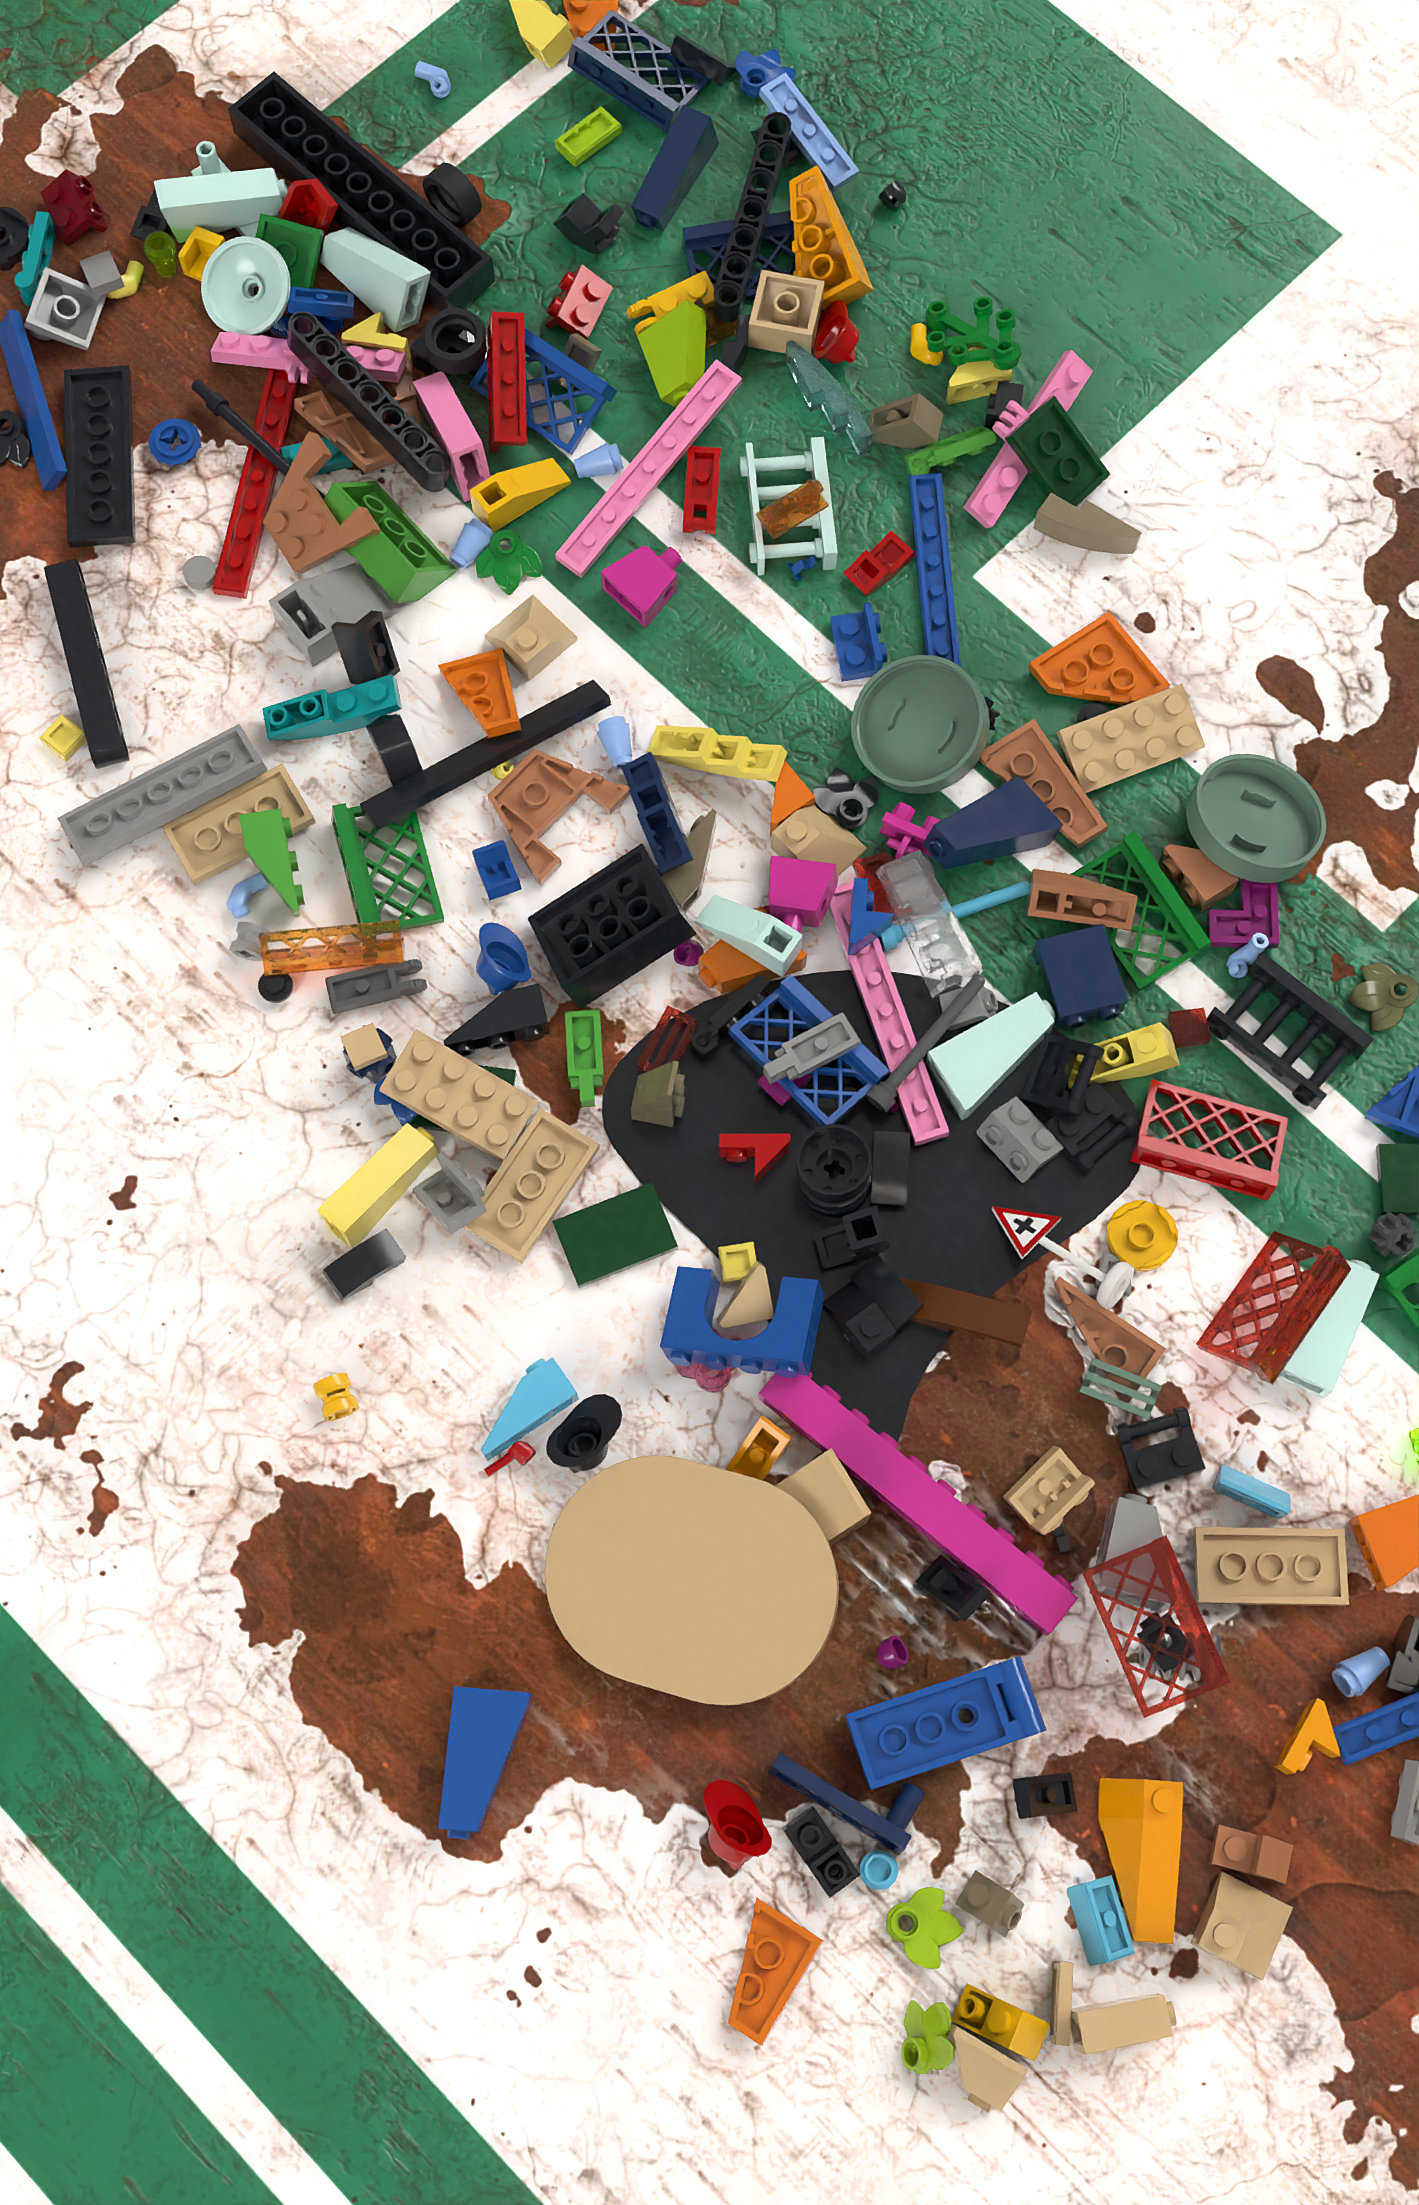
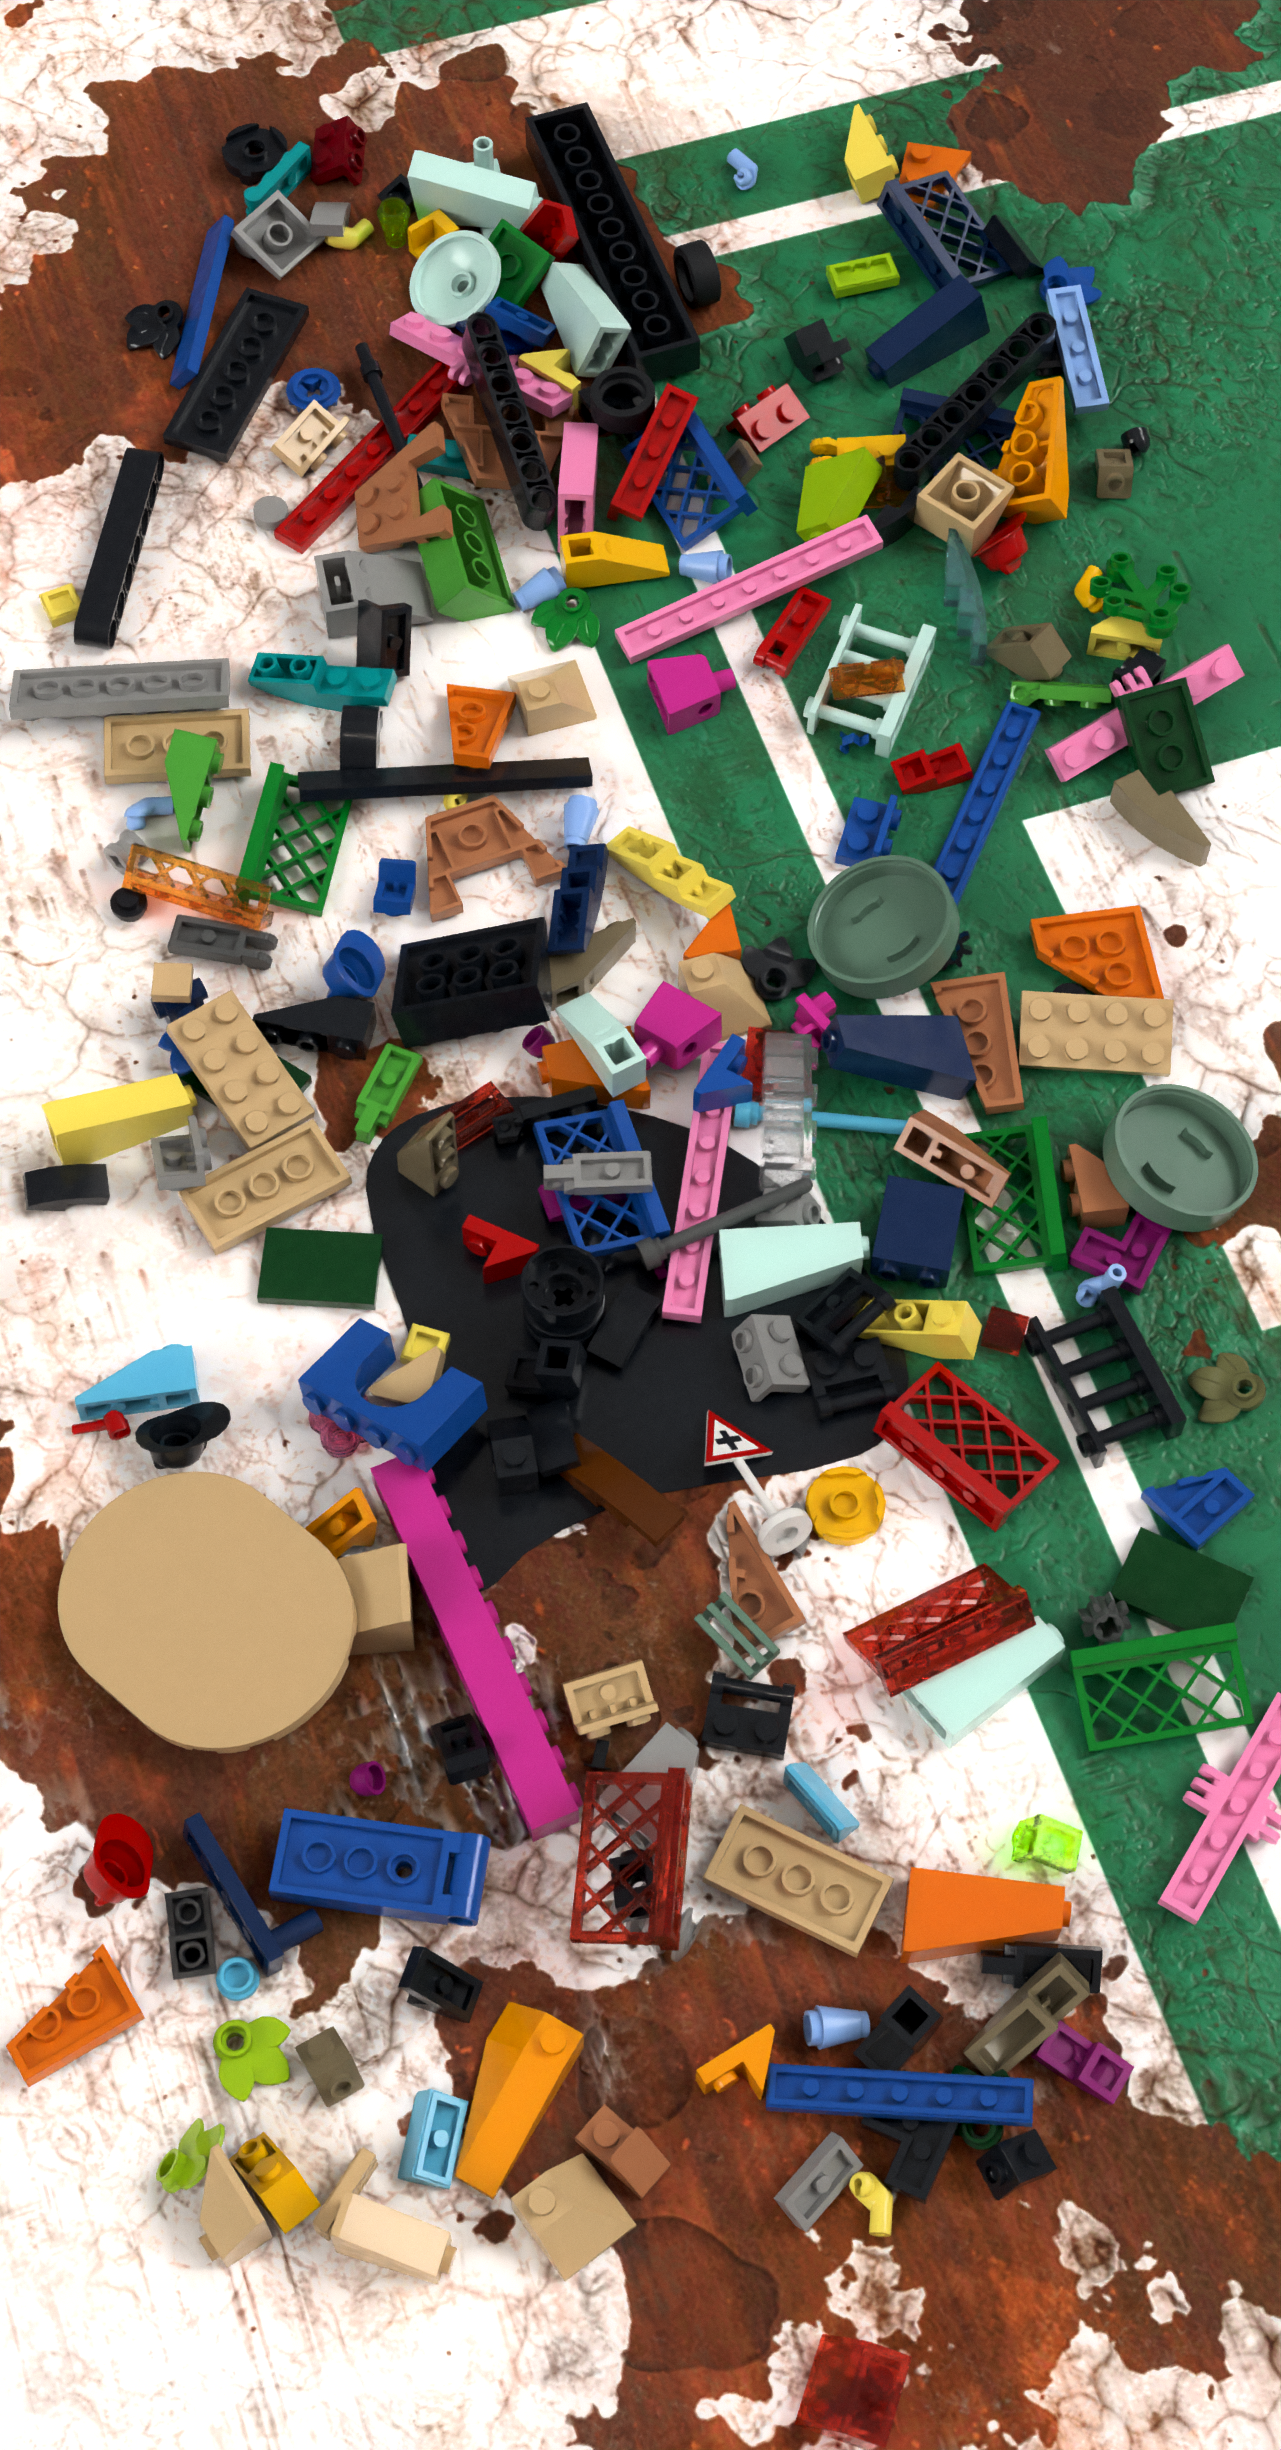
camera: 25 degrees right, 10 degrees down
(198, 489) = (309, 437): none -> tan bracket
(891, 230) = (1114, 473): none -> dark tan bracket

